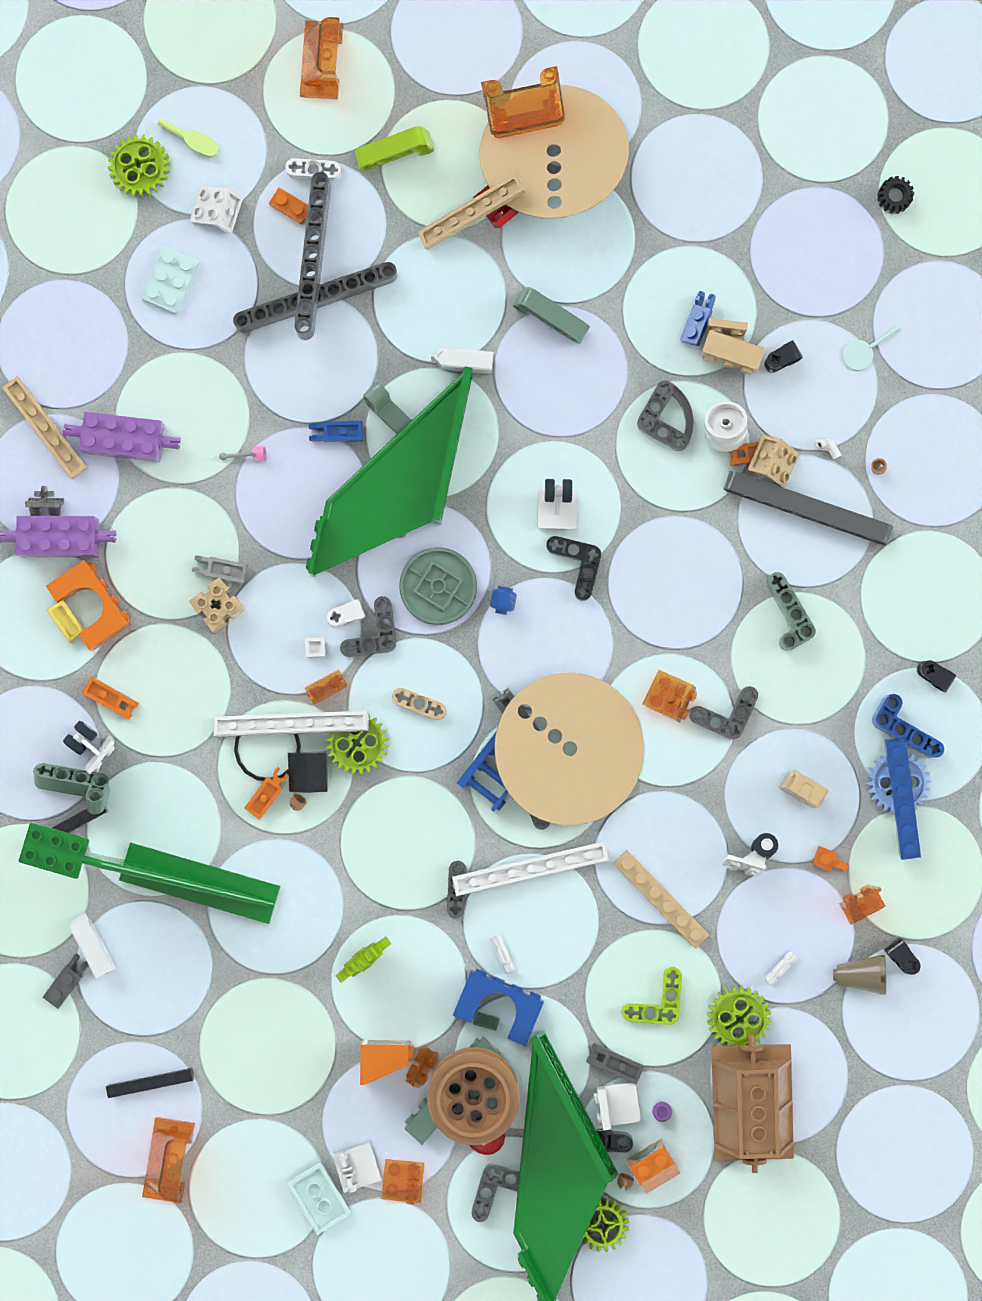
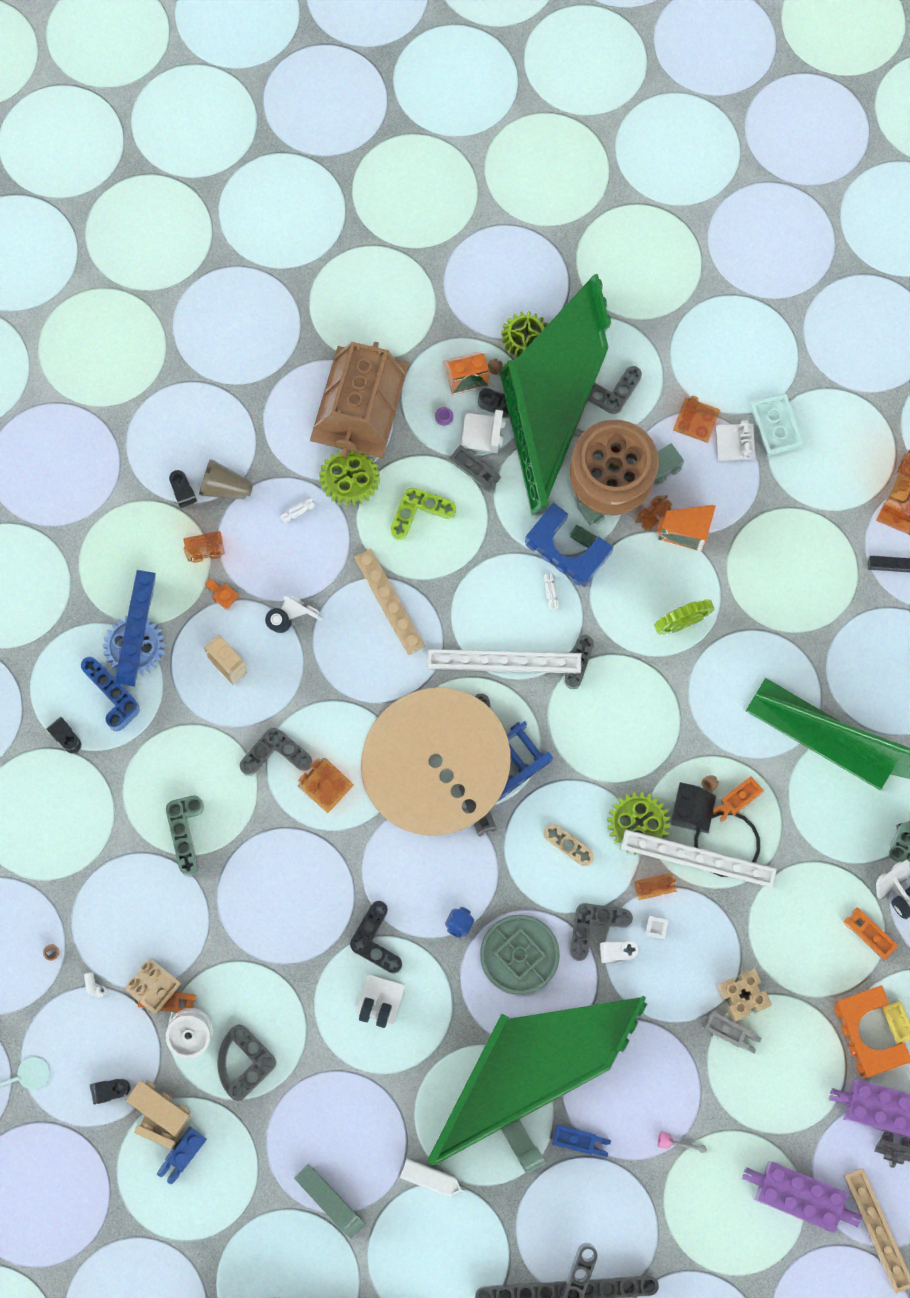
camera: 170 degrees left, 10 degrees down
(808, 508) = (134, 931): dark grey beam -> none

